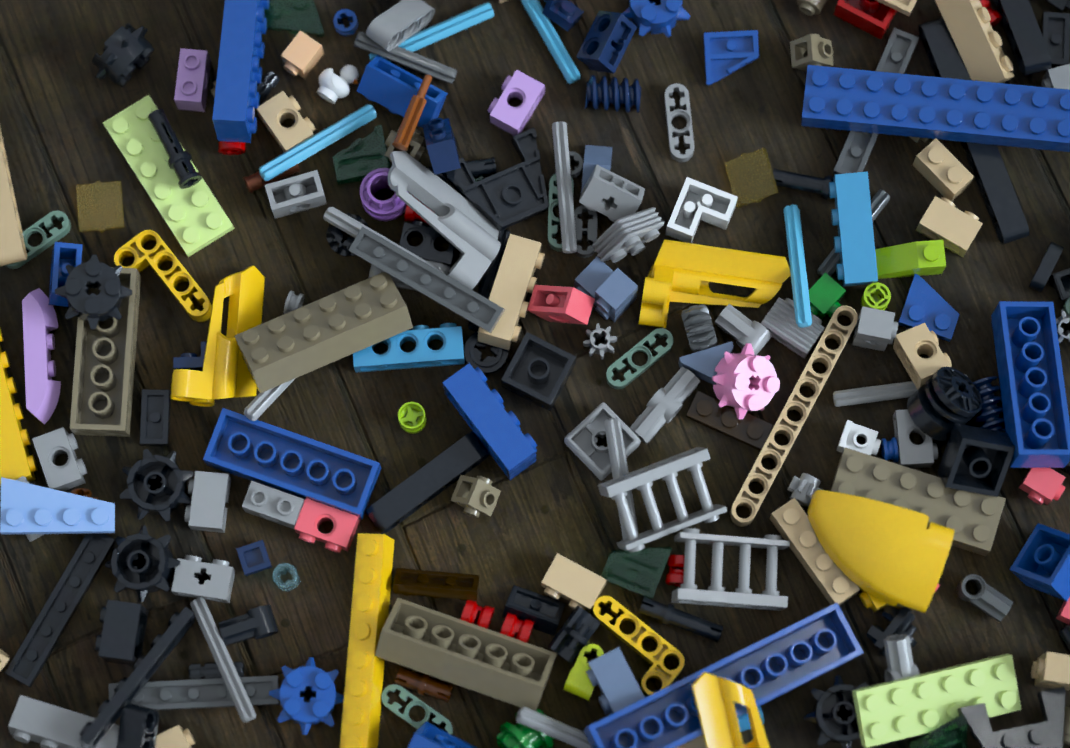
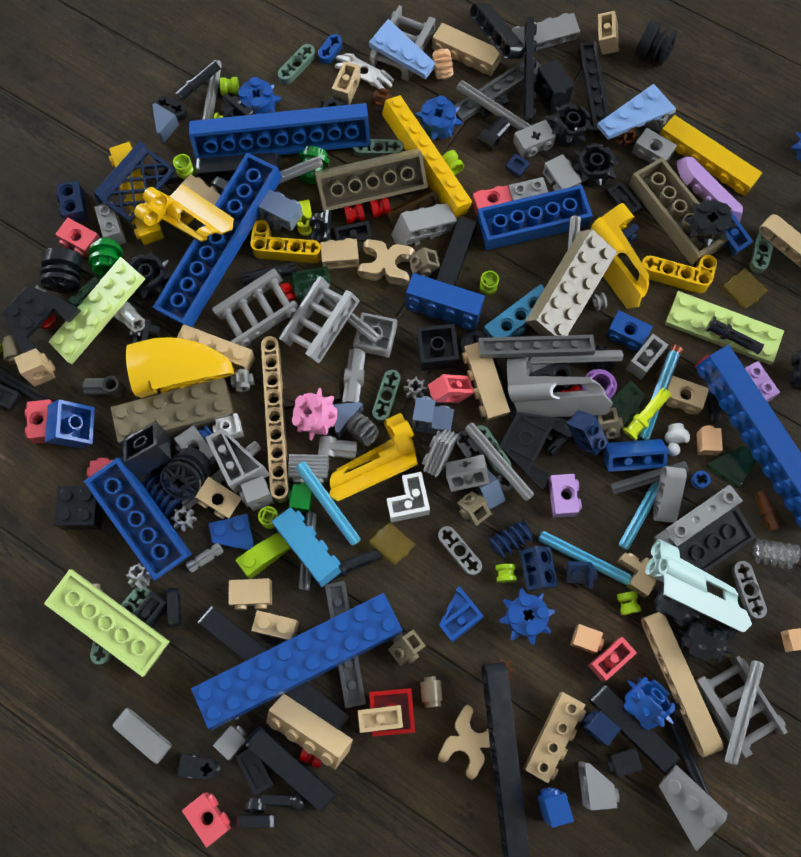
camera: 145 degrees right, 5 degrees down
(282, 569) = (495, 165): clear light blue bush -> none
(291, 258) = (639, 330): none -> blue brick
(336, 618) = (453, 162): none -> lime wheel
(364, 123) = (641, 420): none -> neon yellow pin
(412, 116) = (617, 435): dark orange axle -> none
(440, 548) = (423, 223): none -> light grey wedge
(522, 532) = (385, 262): none -> tan piece
(631, 153) = (474, 508): none -> dark tan brick
(645, 63) = (506, 573): none -> lime wheel
(877, 380) = (234, 461): none -> light grey wedge
(975, 303) = (204, 557): none -> light grey axle
(980, 355) = (179, 514): none -> light grey gear

